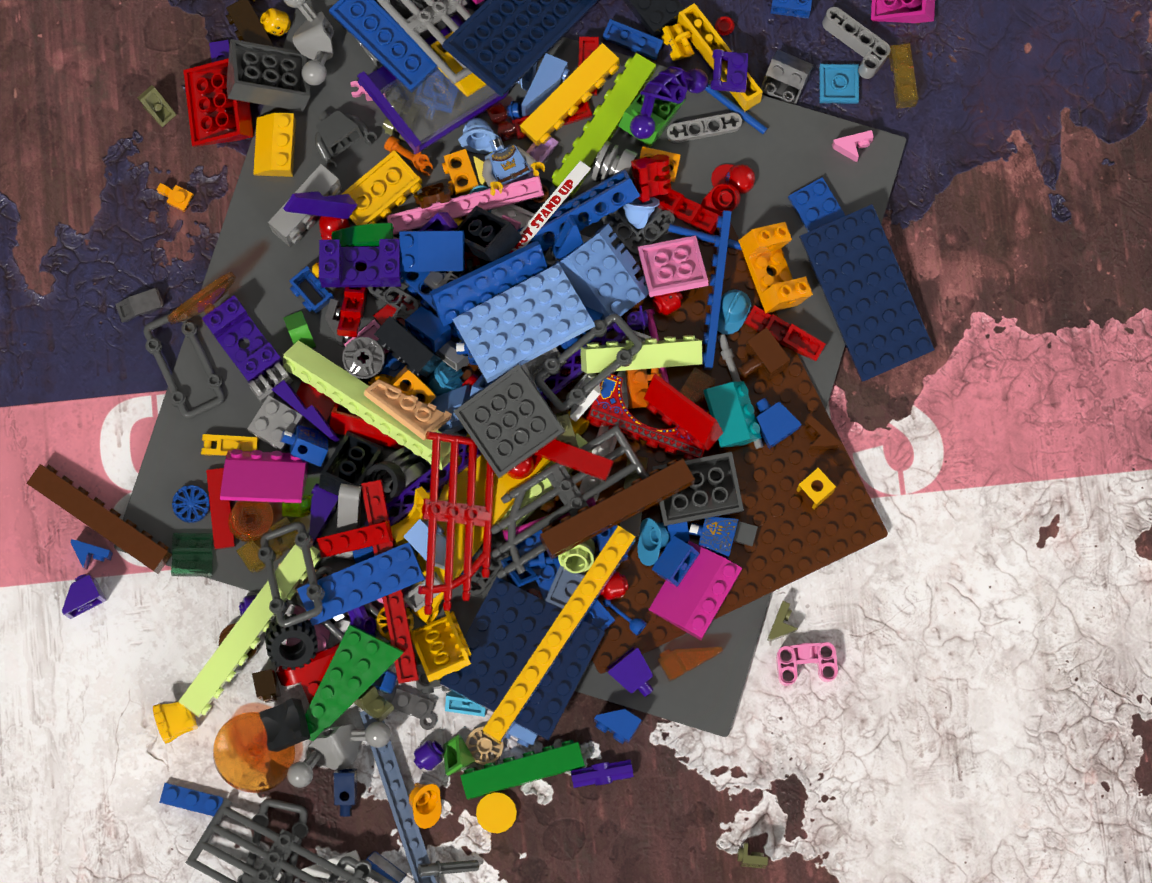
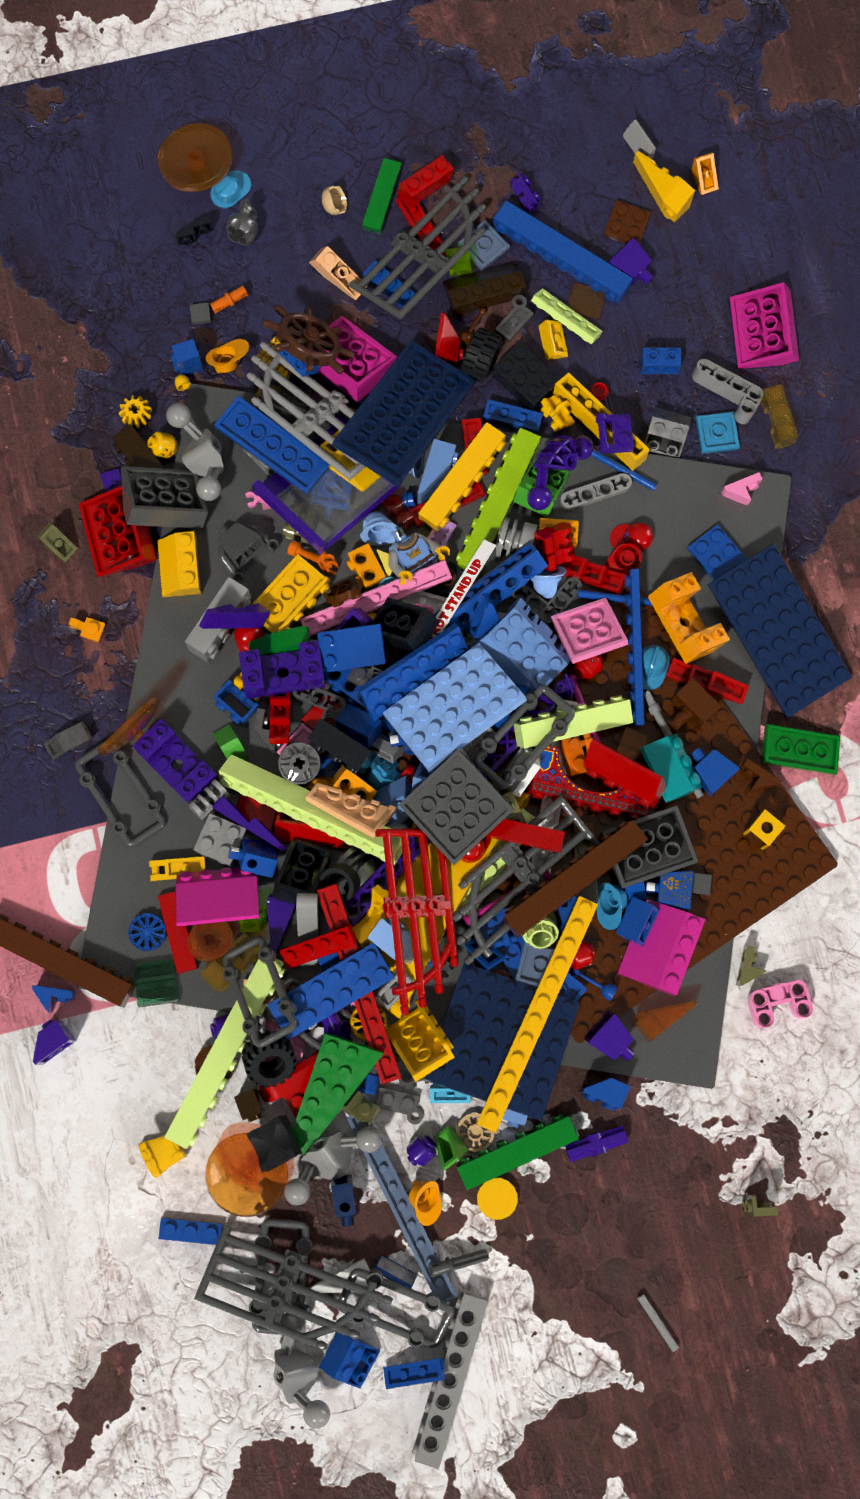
camera: 15 degrees left, 0 degrees up
(869, 415) = (801, 749): none -> green tile

